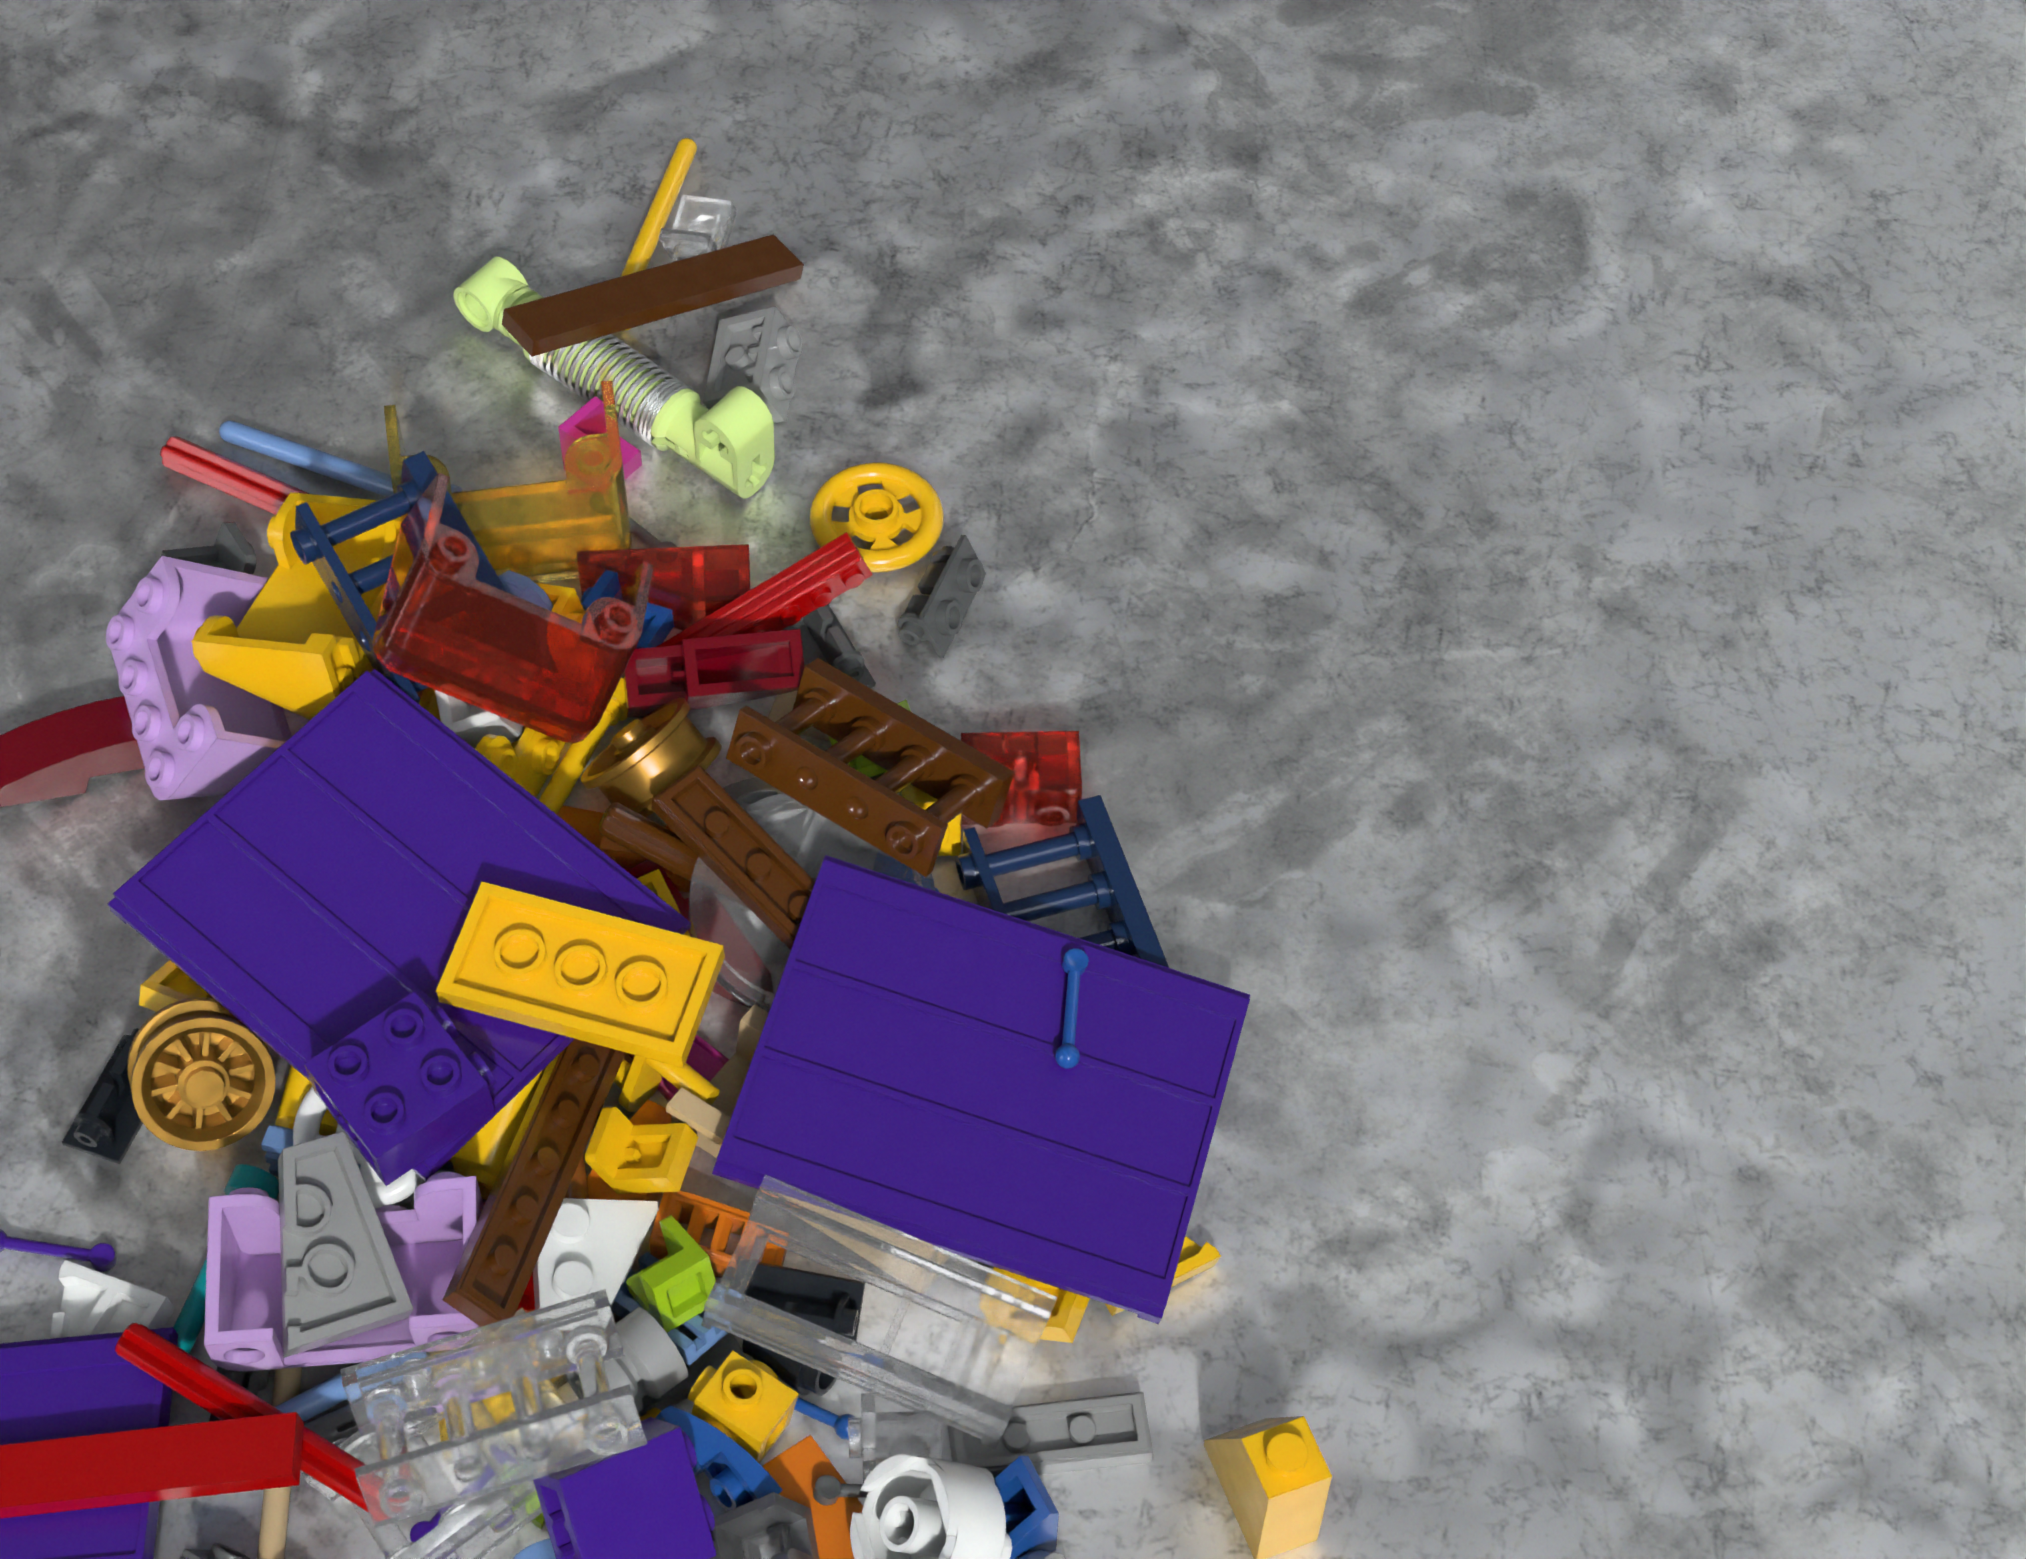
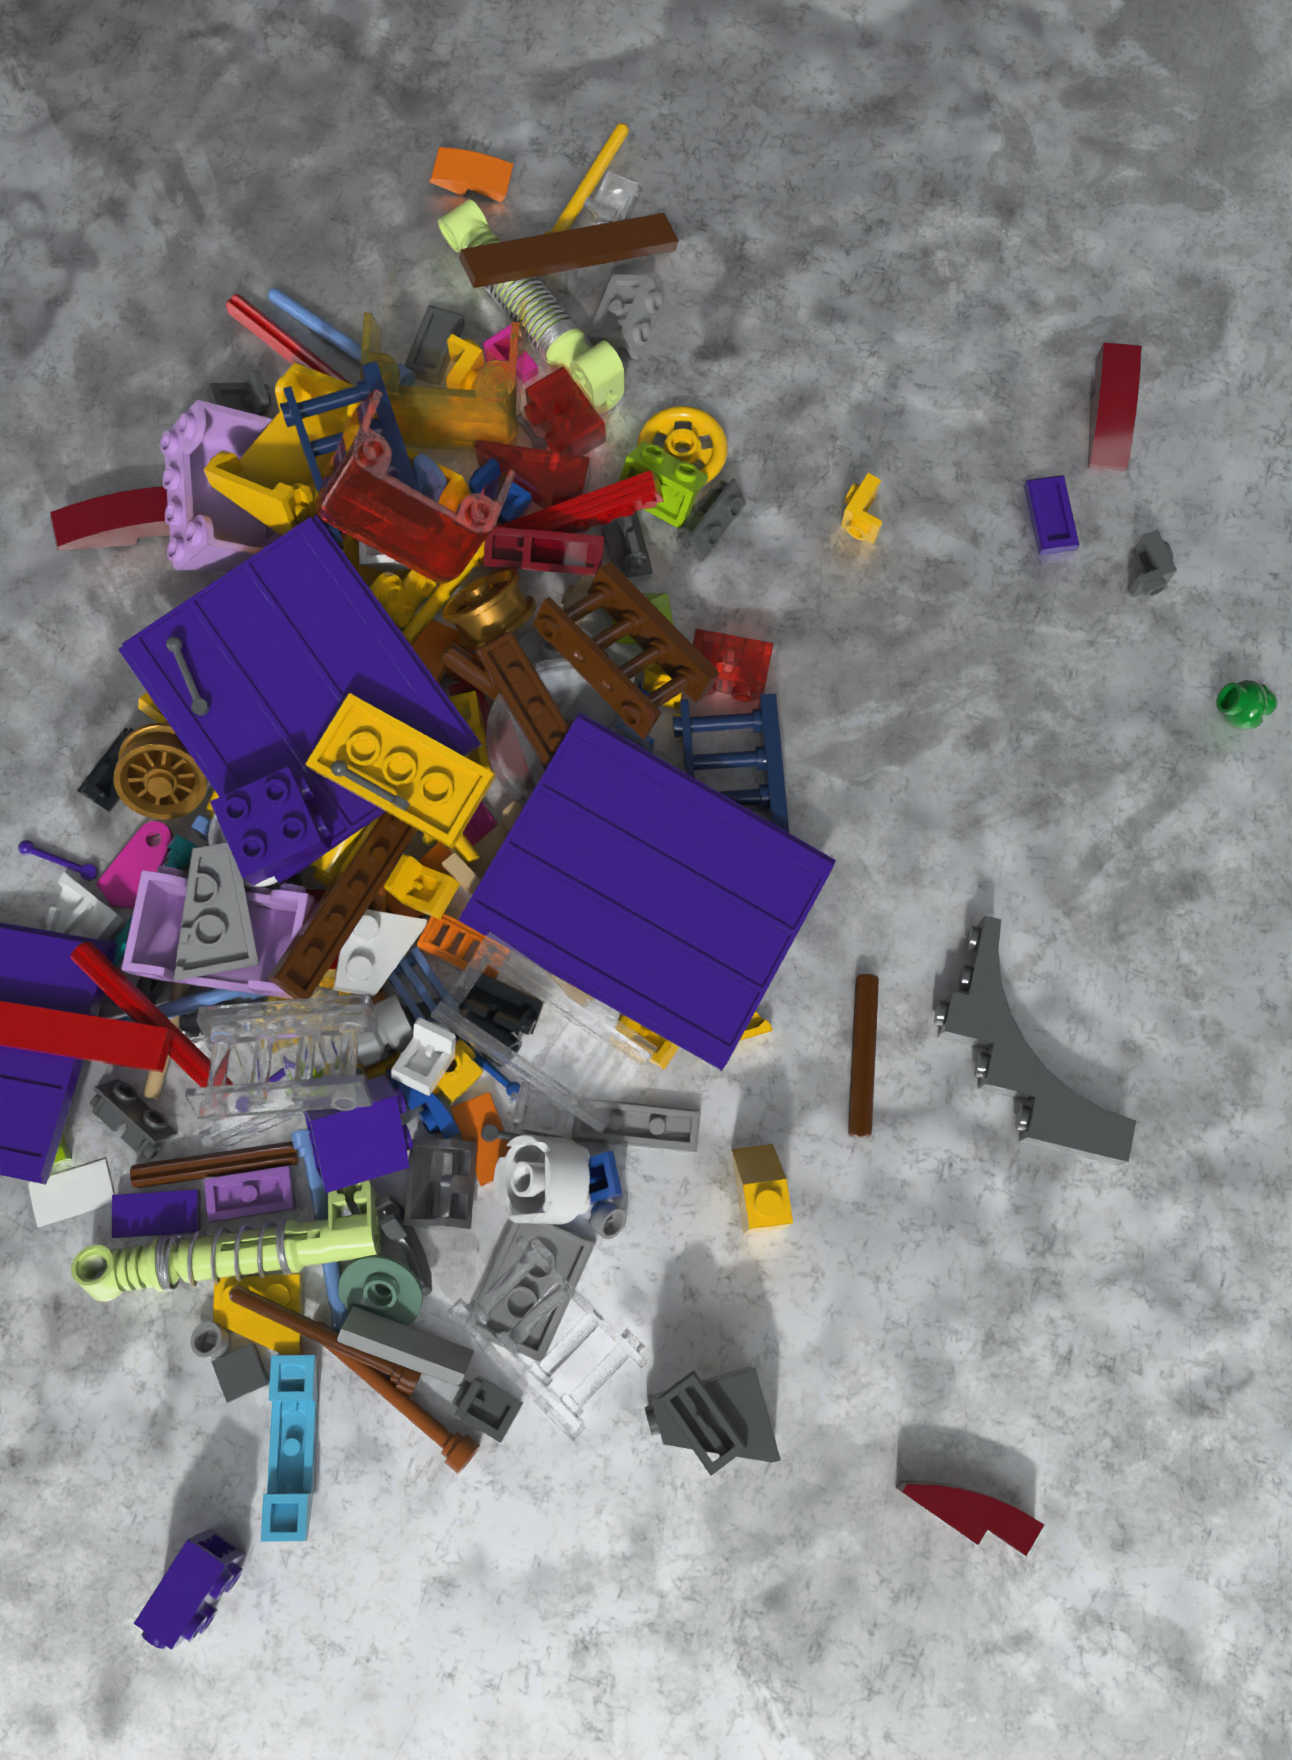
camera: 15 degrees right, 20 degrees up
(175, 1235) = (123, 876): none -> dark pink piece
(252, 950) = (199, 705): none -> dark grey hinge
(471, 229) = (471, 170): none -> orange slope
(482, 446) = (430, 350): none -> dark grey tile
(492, 983) = (340, 768): none -> dark grey hinge
(533, 455) = (468, 361): none -> yellow bracket
(678, 1283) = (423, 979): lime panel -> none
(695, 500) = (564, 414): none -> clear red brick
(709, 1371) = (425, 1056): none -> white bracket
(888, 554) = (677, 479): none -> lime bracket
(1074, 965) = (724, 821): blue hinge -> none
(1152, 557) = (858, 501): none -> yellow bracket
(1366, 1266) = (863, 1056): none -> reddish brown axle
(1422, 509) = (1051, 515): none -> dark purple tile
(1467, 358) = (1114, 406): none -> dark red slope
(1584, 538) = (1156, 564): none -> dark grey bracket
(1664, 1278) = (1009, 1067): none -> dark grey arch
(1766, 689) = (1246, 703): none -> green animal

